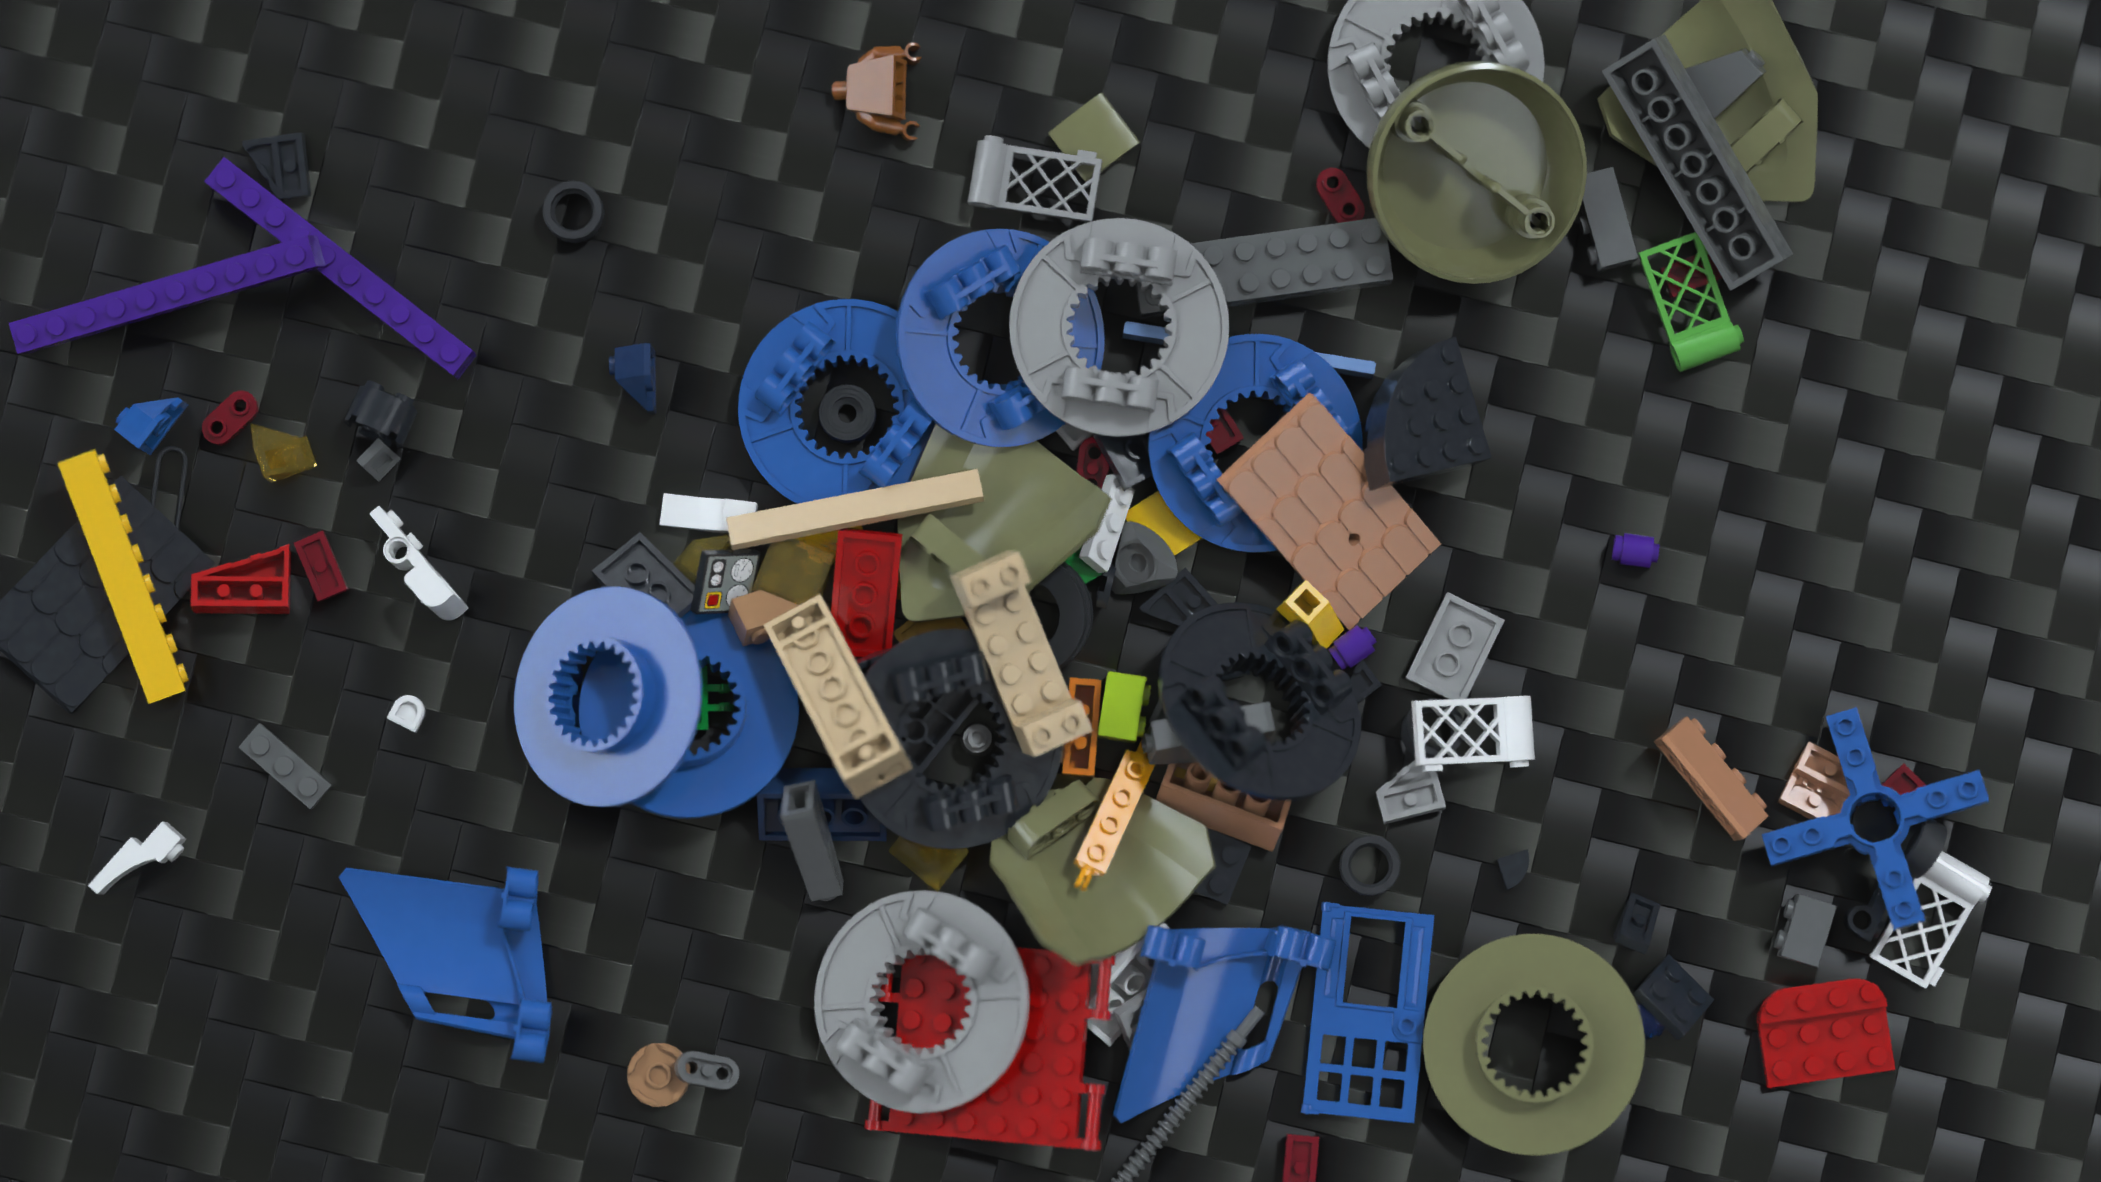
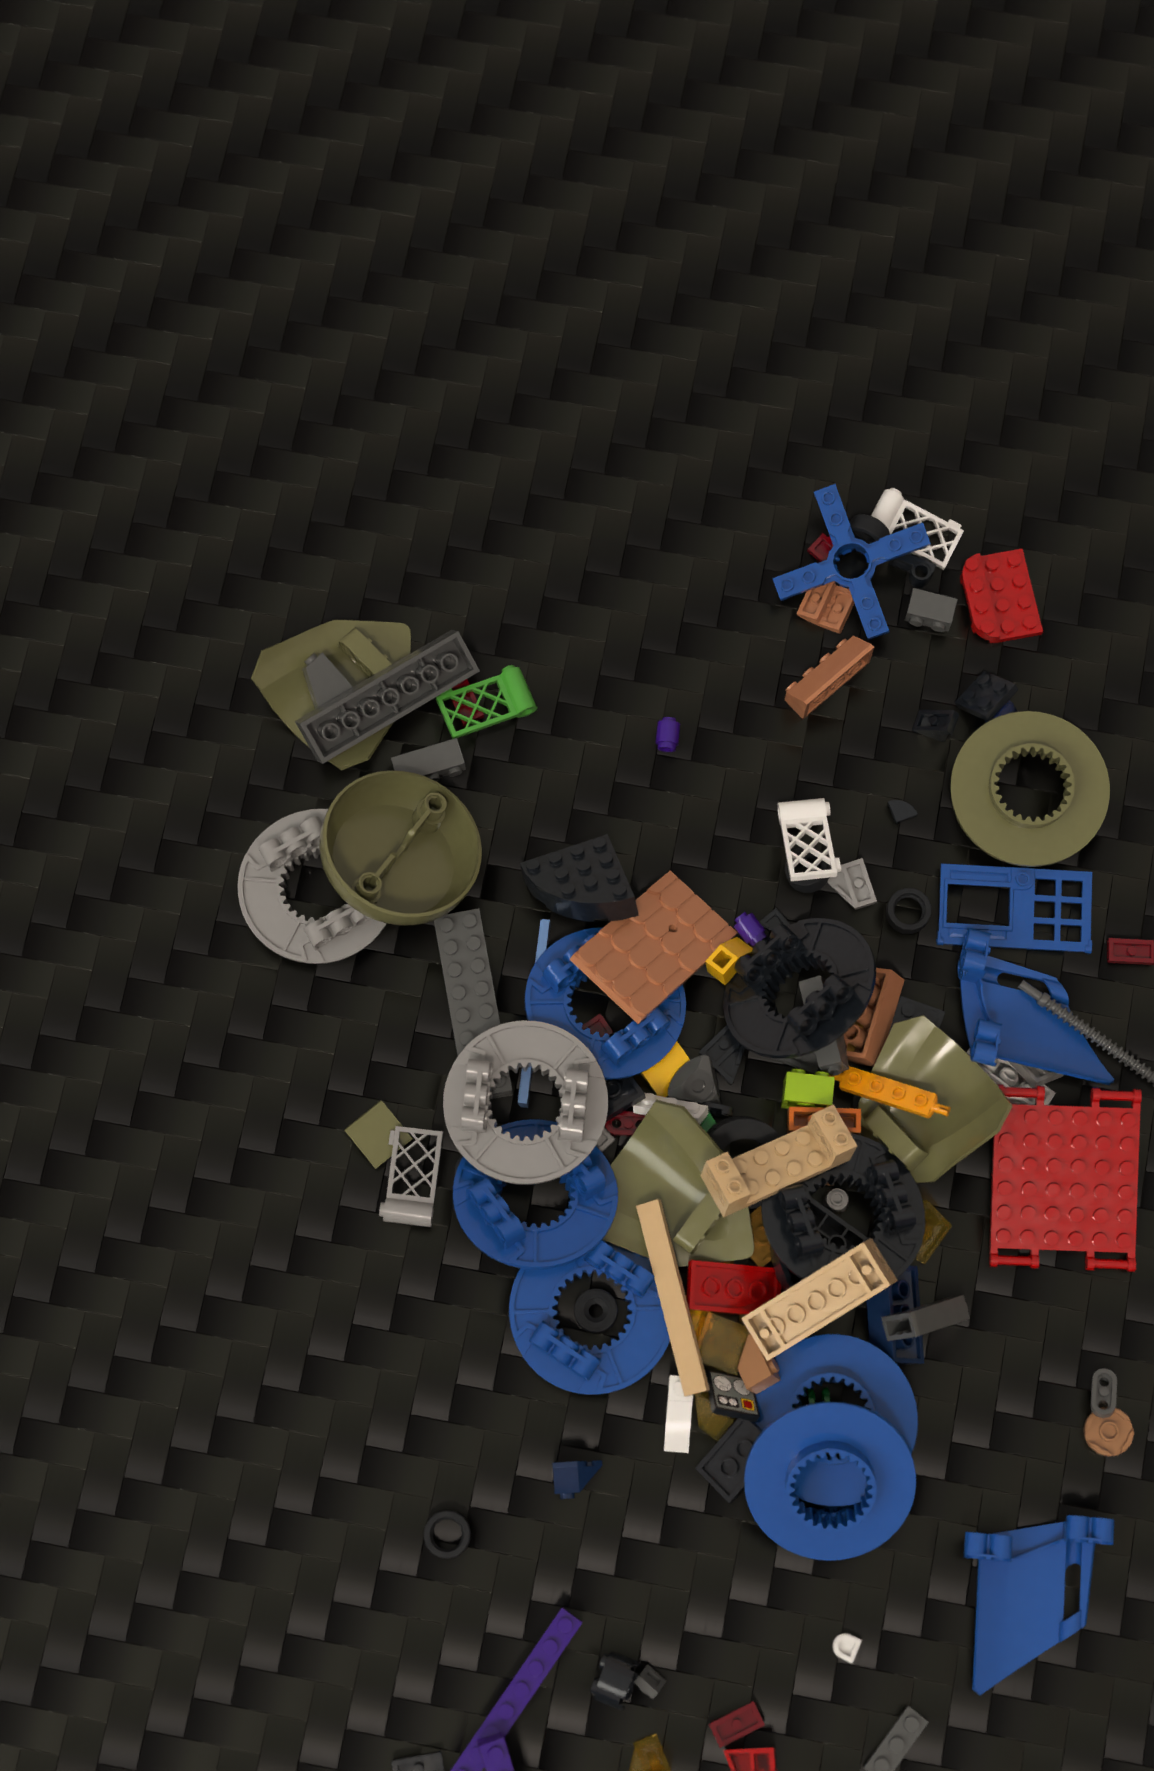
camera: 90 degrees left, 10 degrees down
(423, 578) = (746, 1634): white plate -> none
(850, 1009) = (1061, 1281): light grey piece -> none
(878, 89) = (345, 1298): torso -> none
(1340, 196) = (419, 954): dark red plate -> none
(1454, 648) = (746, 857): light grey plate -> none

